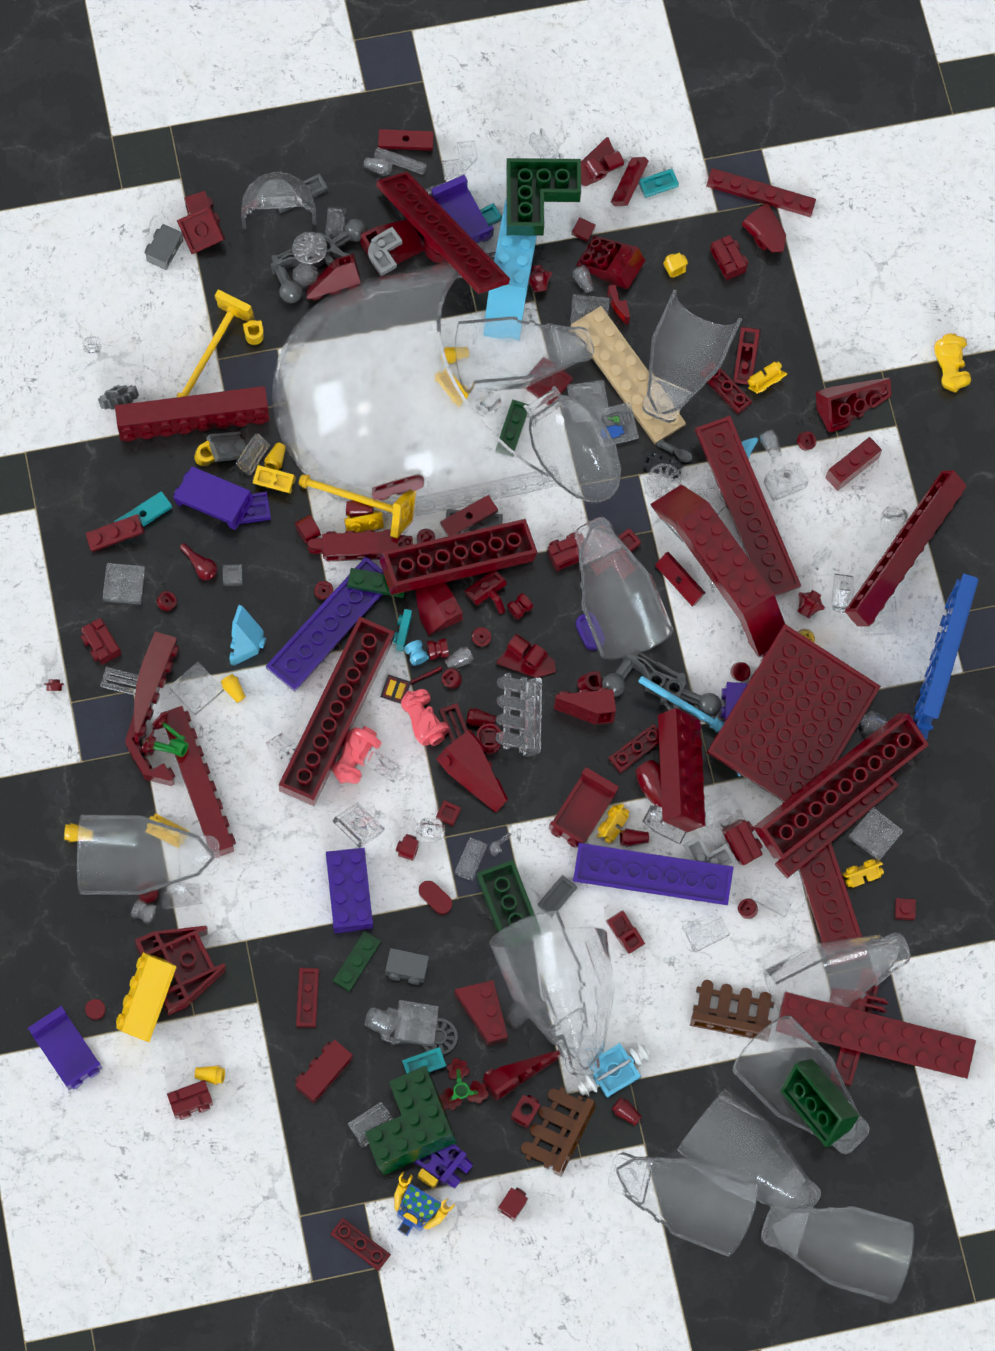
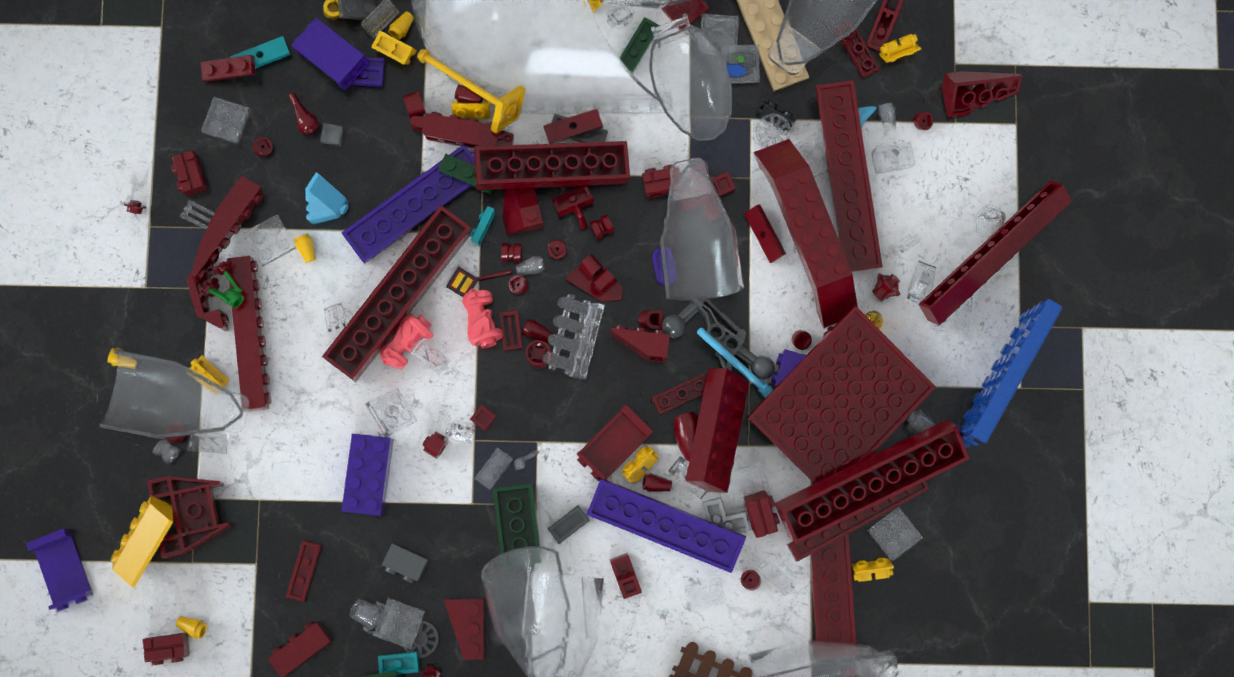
camera: 15 degrees right, 10 degrees up
(95, 1009) = (98, 536): dark red tile -> none
(323, 590) = (415, 168): dark red tile -> none
(357, 961) = (359, 546): dark green plate -> none
(398, 487) = (507, 83): hinge -> none
(416, 653) = (490, 251): medium azure wheel -> none
(425, 535) = (527, 137): dark red tile -> none
(435, 897) = (450, 499): dark red tile -> none
(469, 766) = (512, 378): dark red wedge -> none
(682, 455) = (797, 108): dark grey piece -> none
(853, 463) = (964, 154): dark red brick -> none
(905, 909) = (905, 615): dark red plate -> none
(949, 356) = (1086, 65): yellow animal -> none

